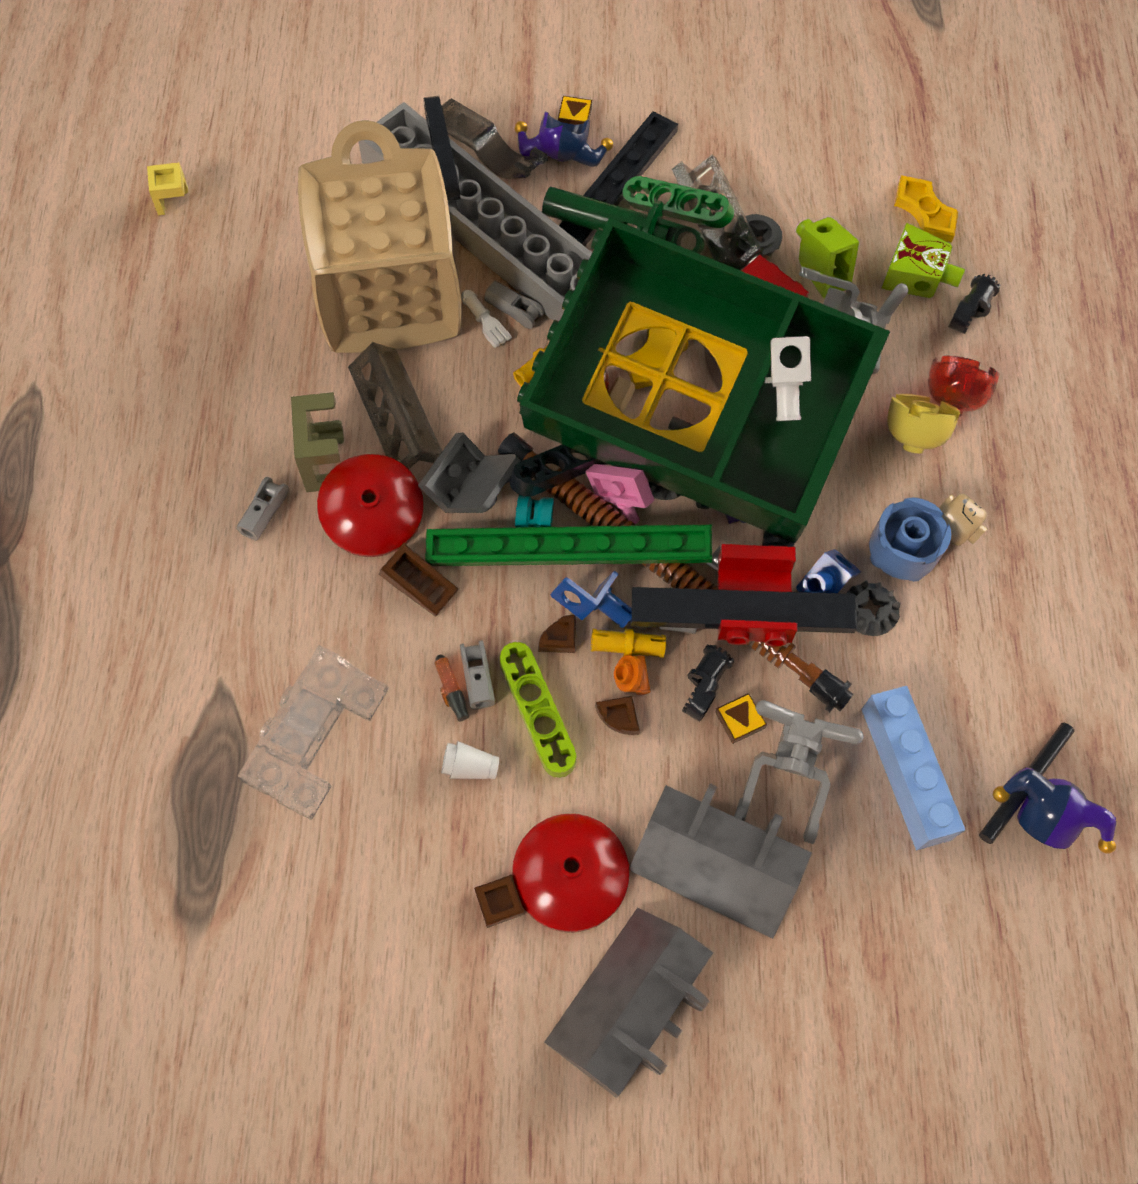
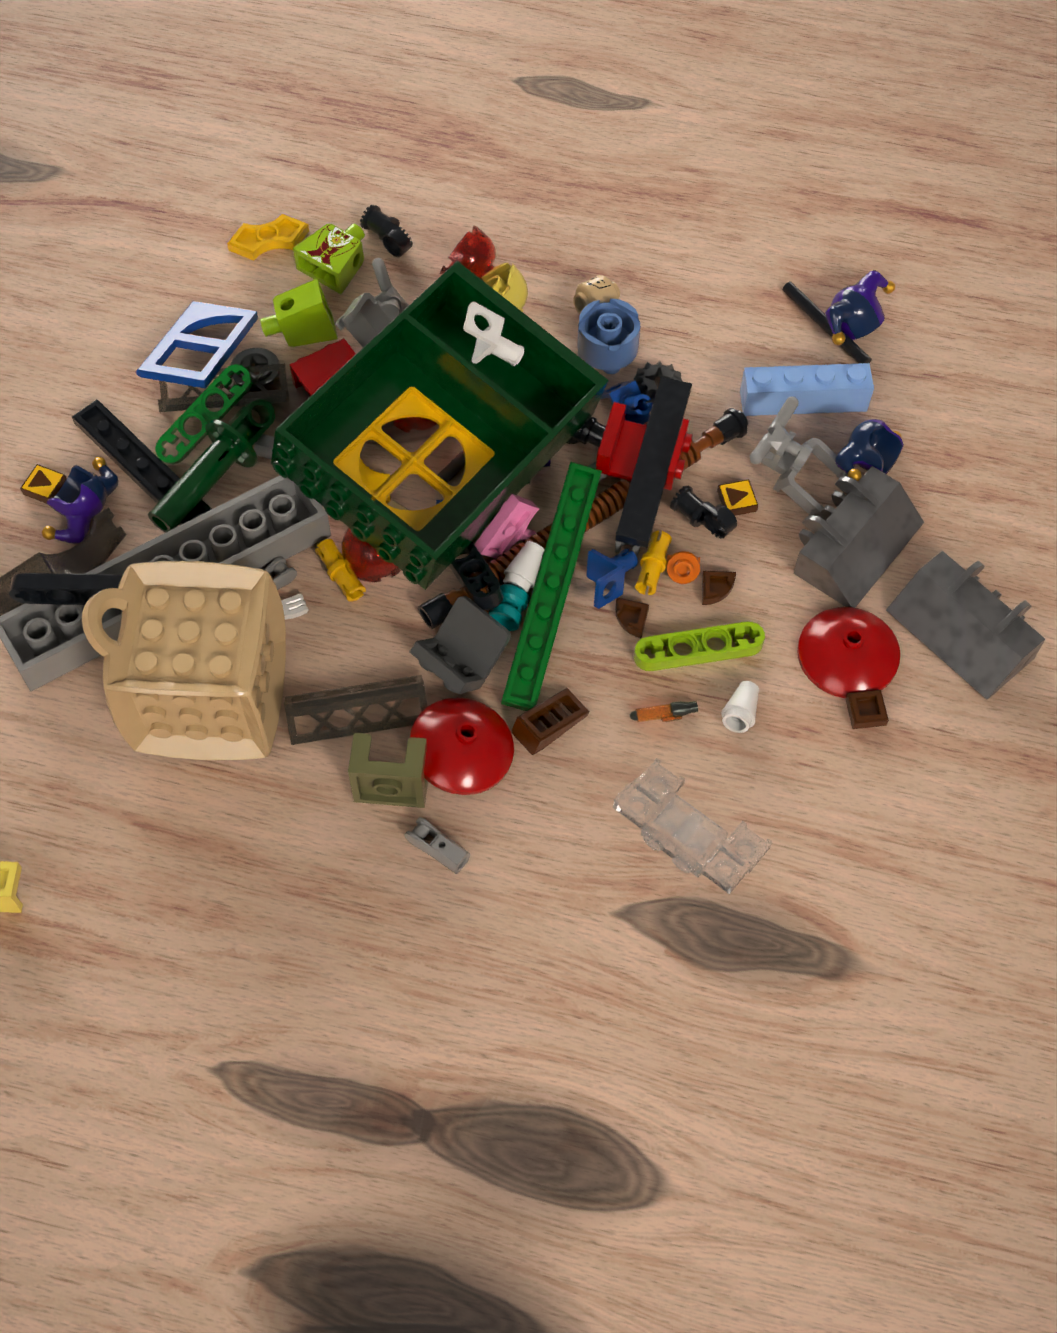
camera: 75 degrees left, 5 degrees down
(477, 678) = (662, 686): light grey bar -> none
(575, 512) = (525, 566): none -> white cone
(801, 174) = (193, 318): none -> window
(844, 853) = (868, 446): none -> dark blue piece

